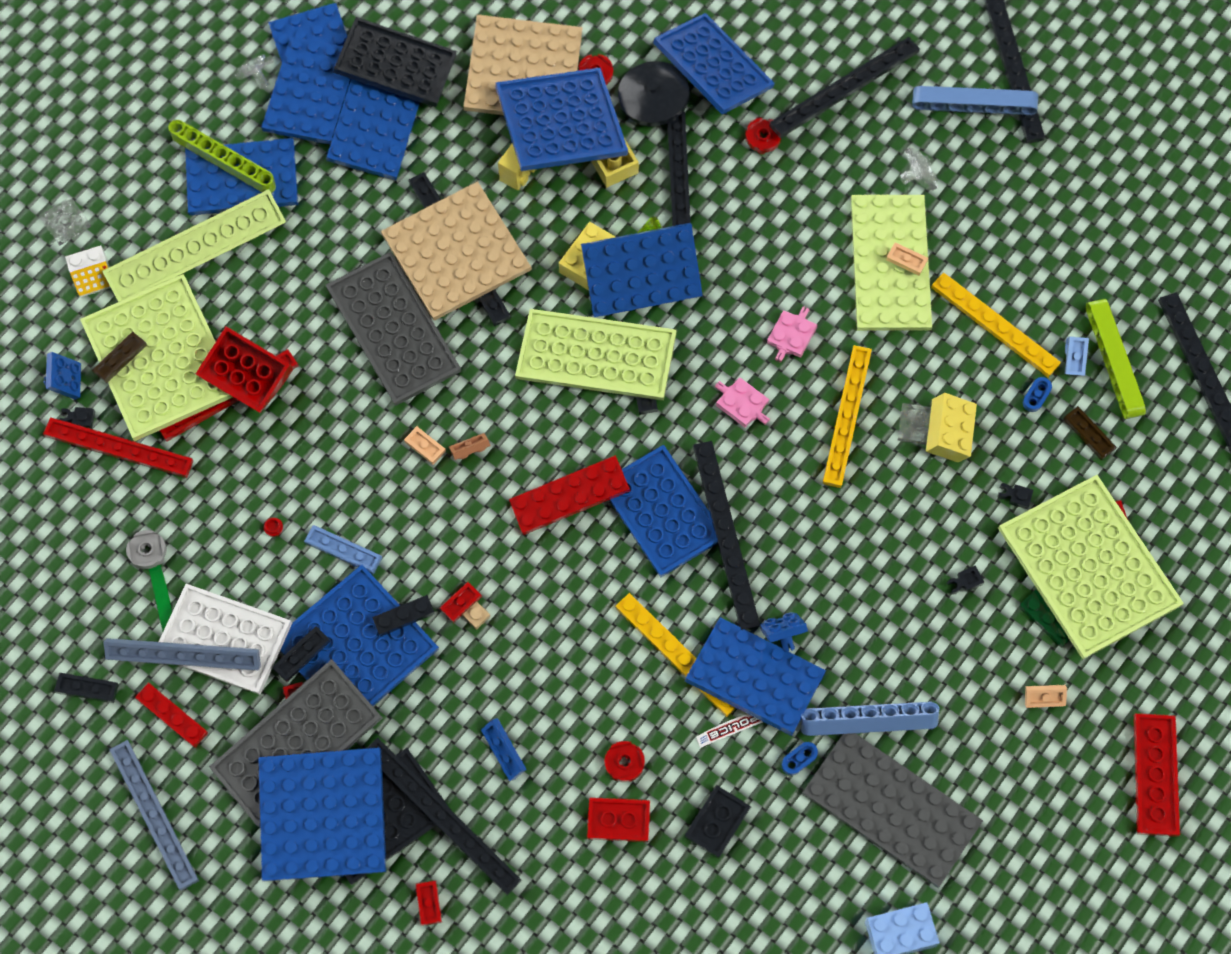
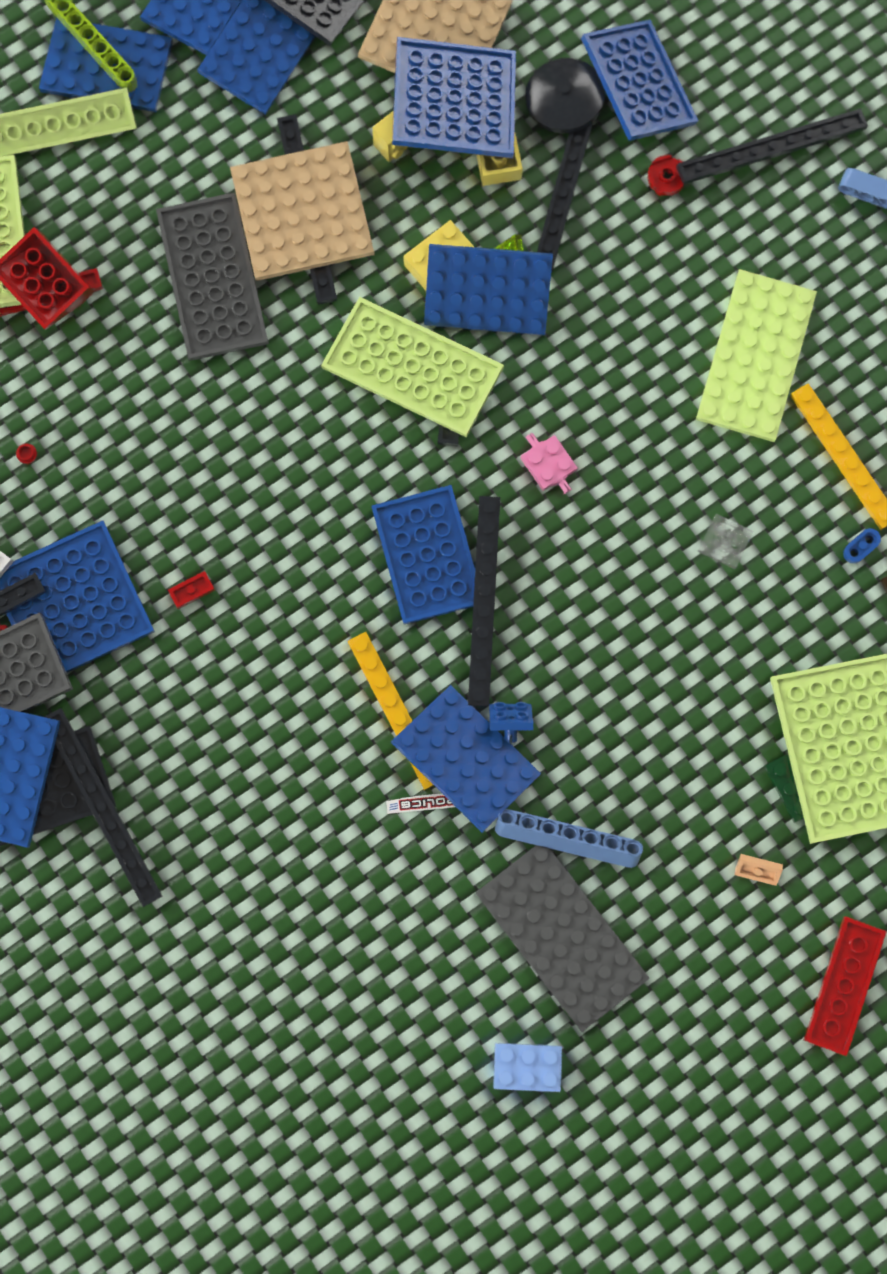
camera: 15 degrees right, 10 degrees up
(342, 549) = (90, 498): medium blue tile -> none
(403, 615) = (128, 587): black plate -> none
(424, 445) = (205, 412): light nougat plate -> none
(428, 903) = (64, 890): red plate -> none
(475, 444) = (251, 427): nougat plate -> none
(476, 615) = (203, 608): tan plate -> none
(503, 749) = (186, 756): blue plate -> none
(569, 495) = (337, 510): red plate -> none
(599, 61) = (518, 43): red plate -> none
(618, 819) = (280, 863): red plate -> none
(629, 751) = (296, 797): red plate -> none
(717, 821) = (379, 896): black plate -> none
(792, 334) = (625, 403): bright pink plate -> none
(799, 759) = (483, 857): blue plate -> none
(847, 416) = (653, 510): yellow plate -> none
(907, 259) = (773, 358): light nougat plate -> none
(920, 170) = (820, 263): clear plate -> none
(951, 427) = (757, 556): light yellow brick -> none
(968, 579) = (721, 722): black plate -> none
(1018, 496) = (804, 649): black plate -> none

